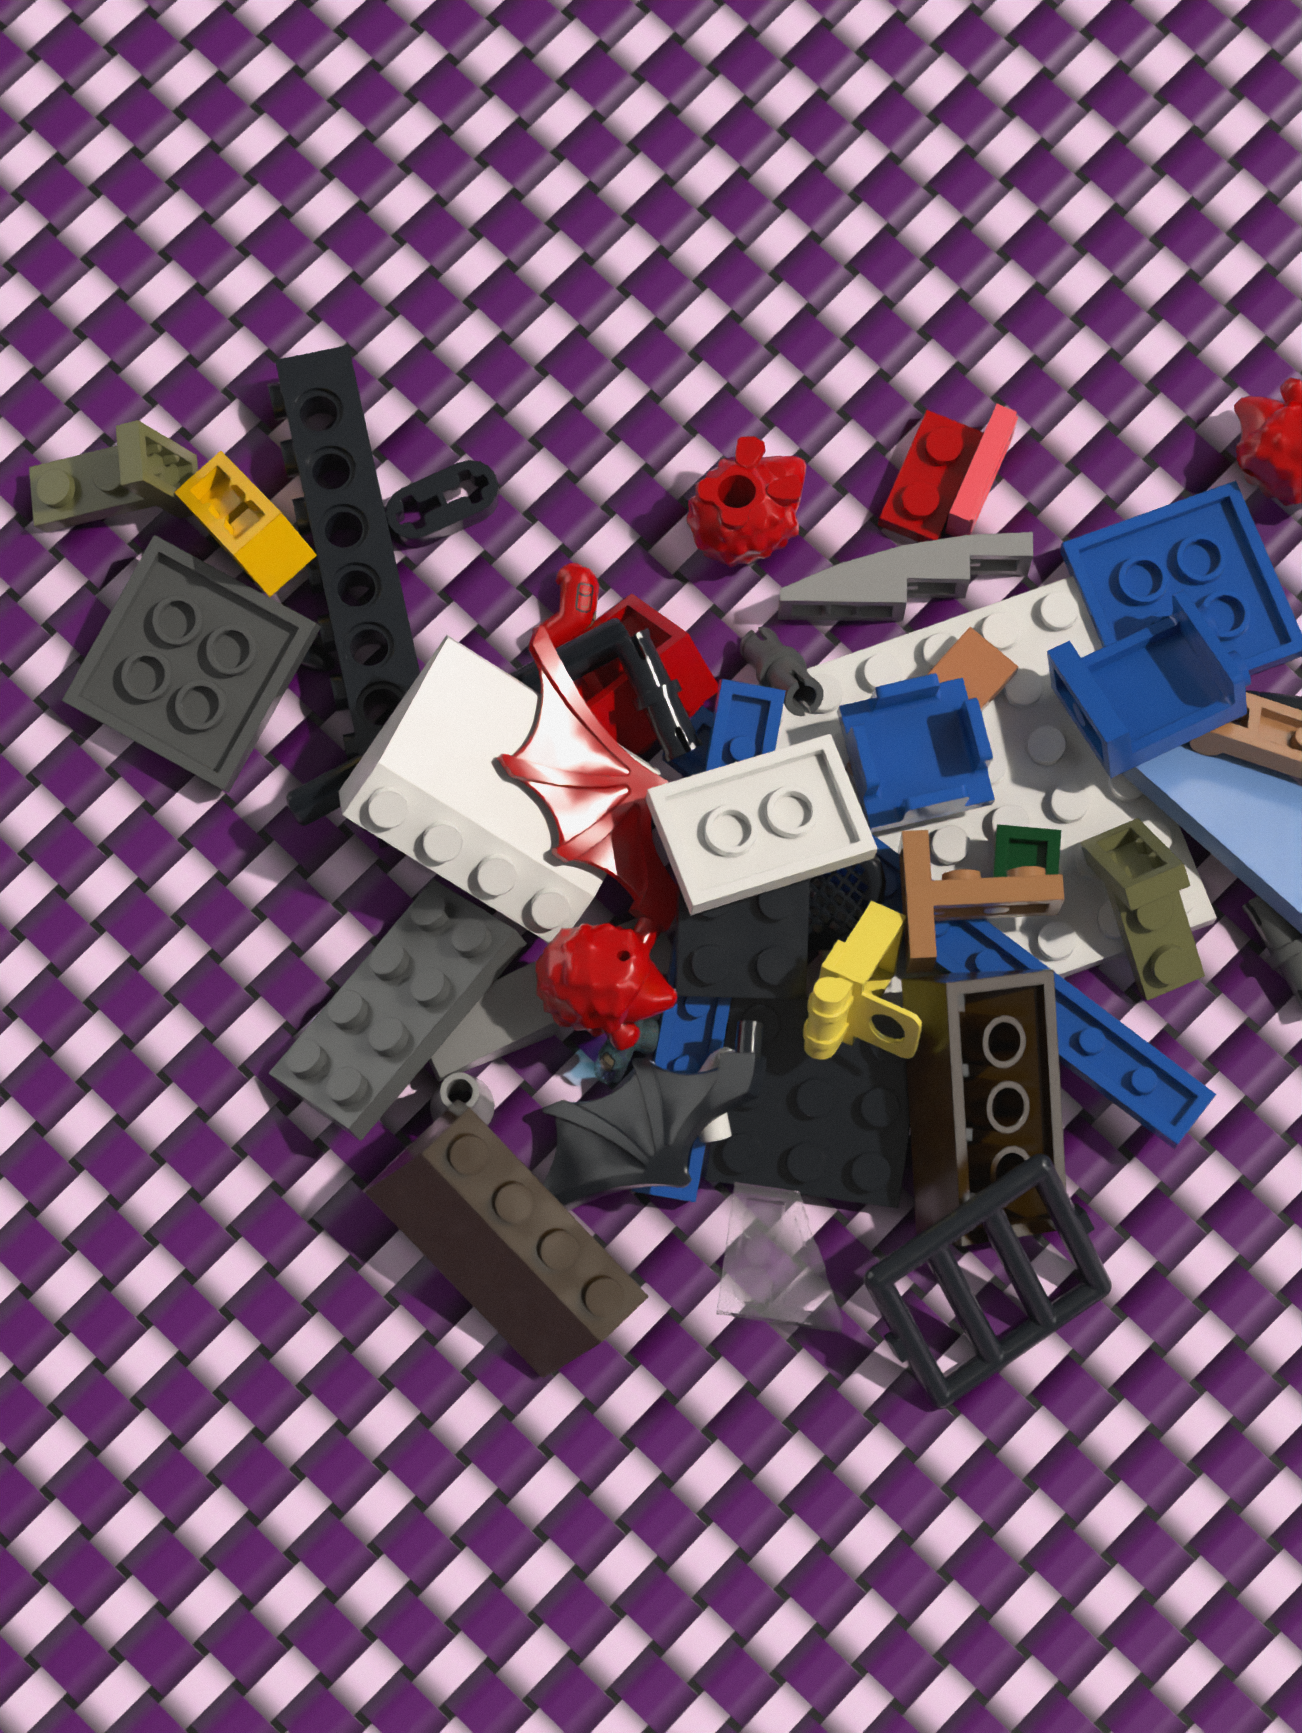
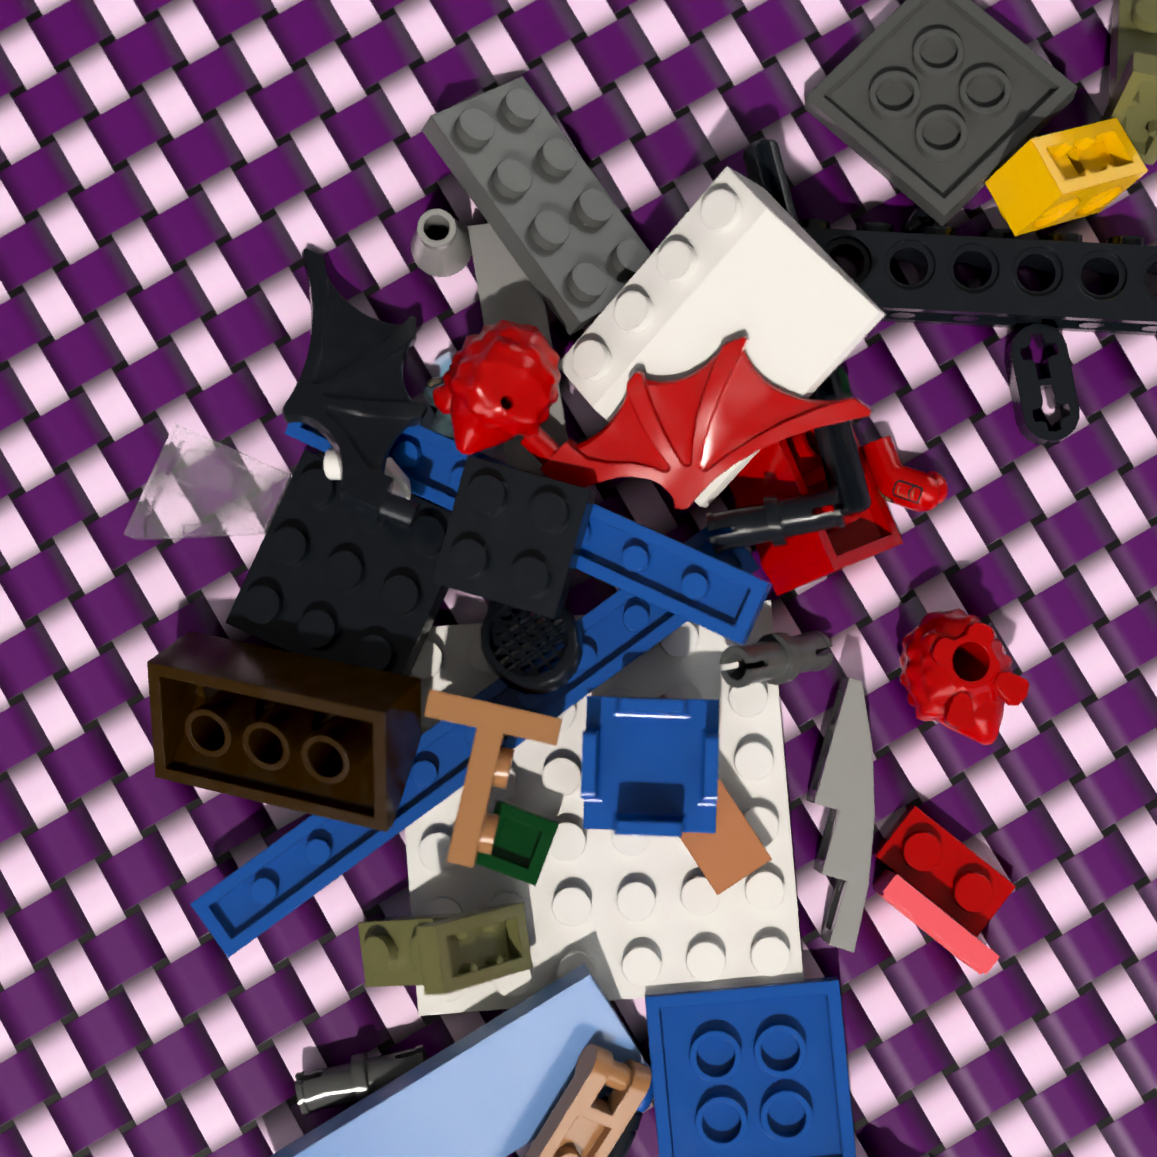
camera: 105 degrees right, 10 degrees up
(505, 1241) = (289, 242): dark brown slope -> none
(760, 824) = (605, 577): white plate -> none
(852, 989) = (426, 627): light yellow piece -> none
(933, 1246) = (162, 694): black bar -> none
(1151, 687) = (656, 1023): blue panel -> none

